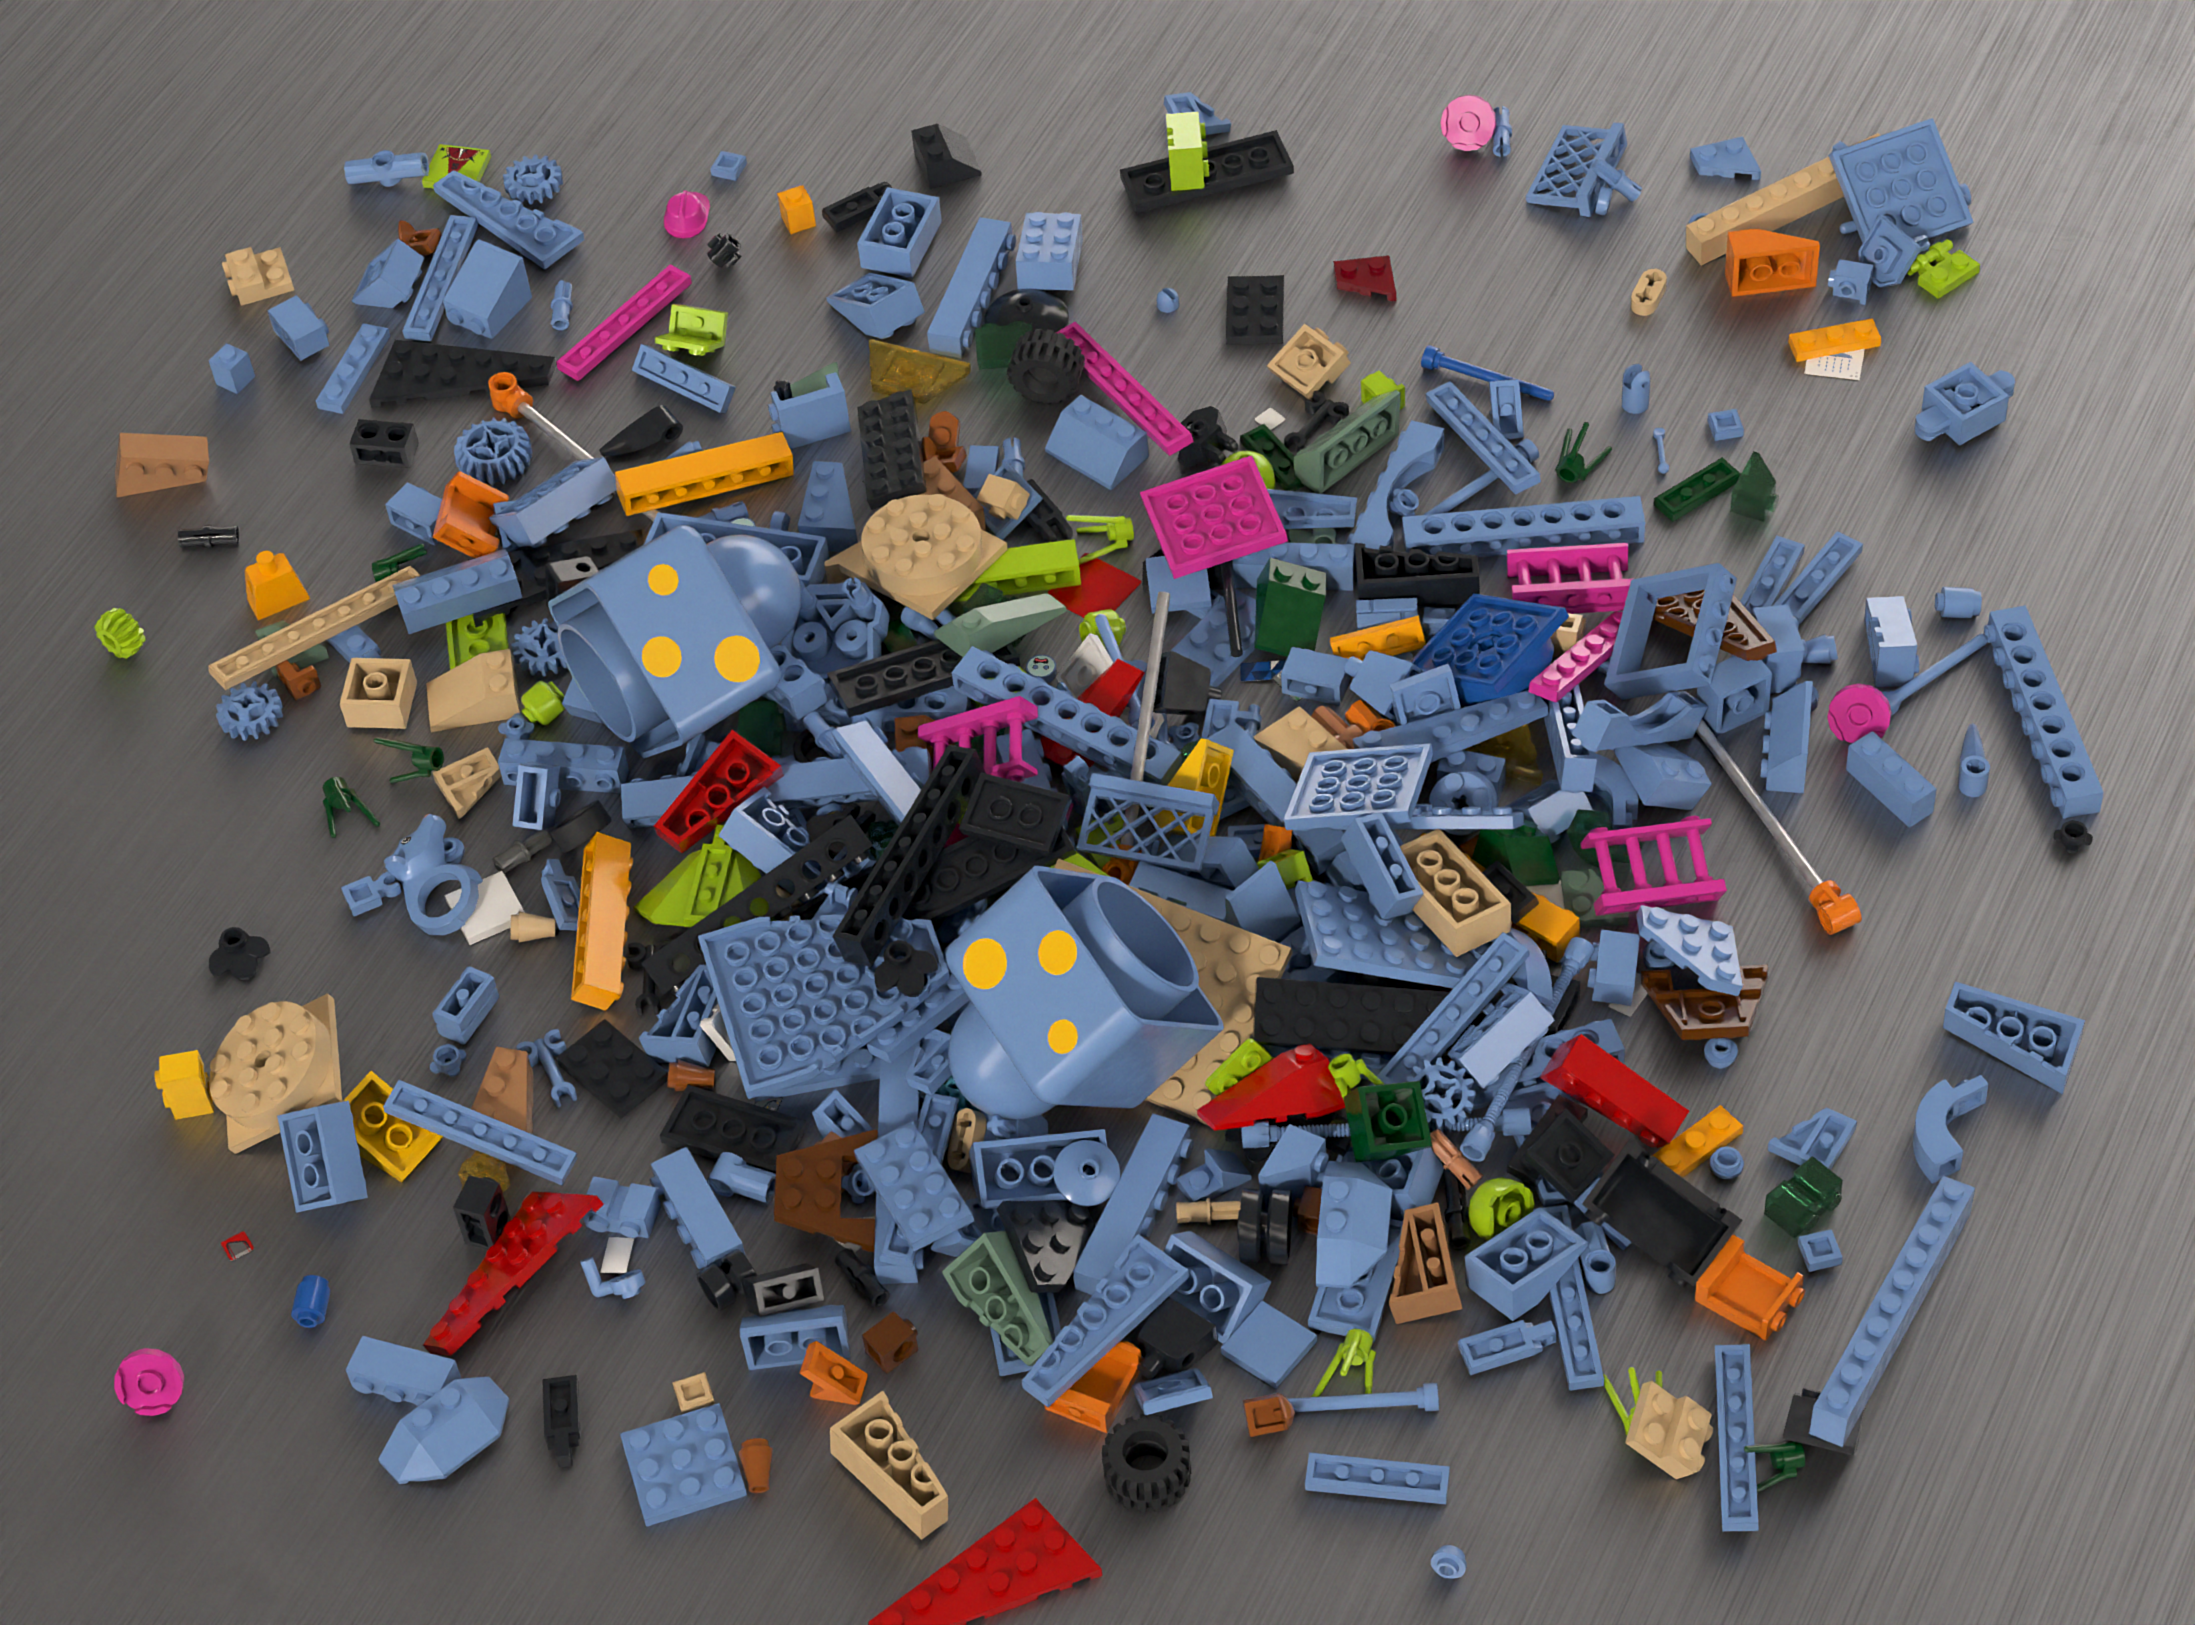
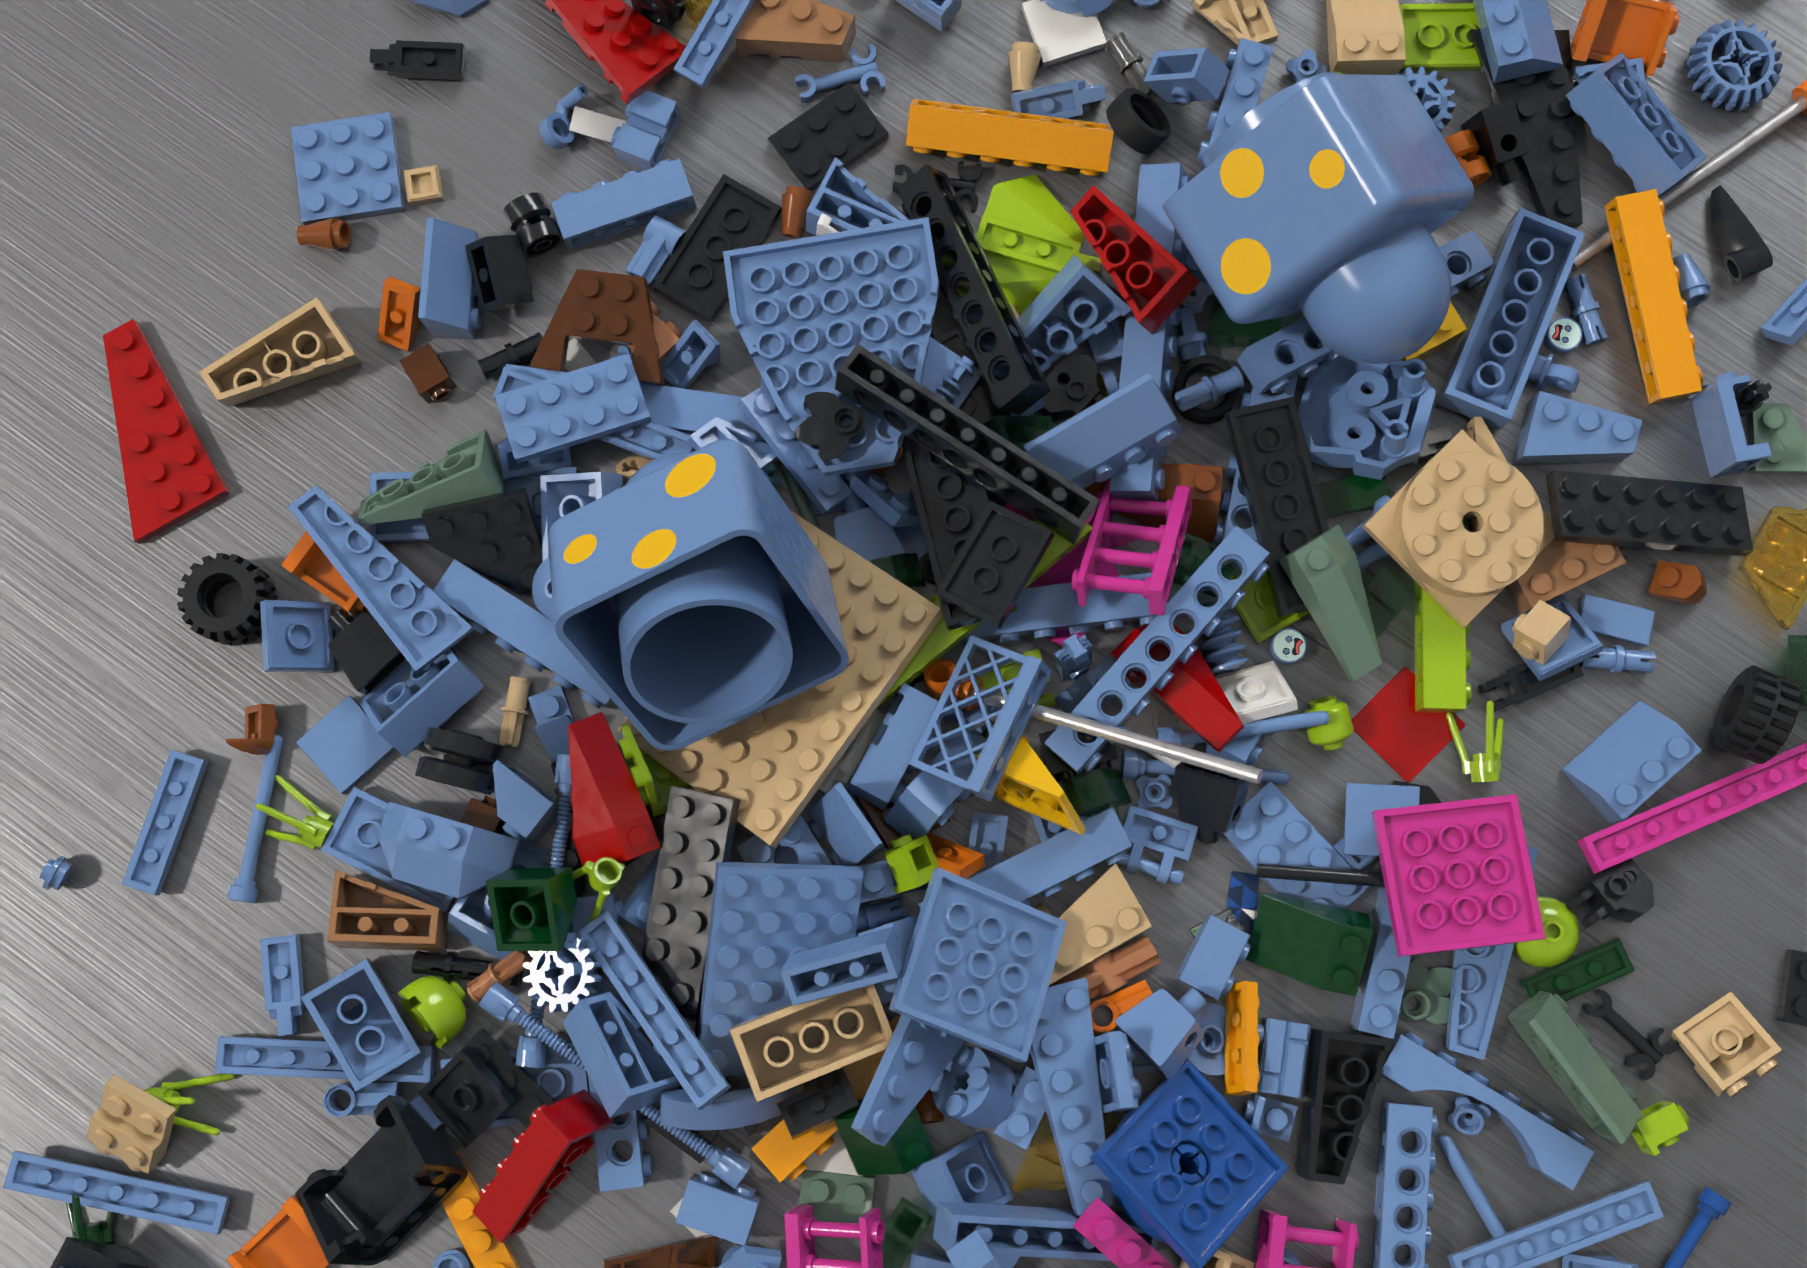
camera: 100 degrees right, 30 degrees up
(950, 457) = (1637, 575): dark orange plate -> none
(1270, 418) = (1647, 980): white sticker -> none

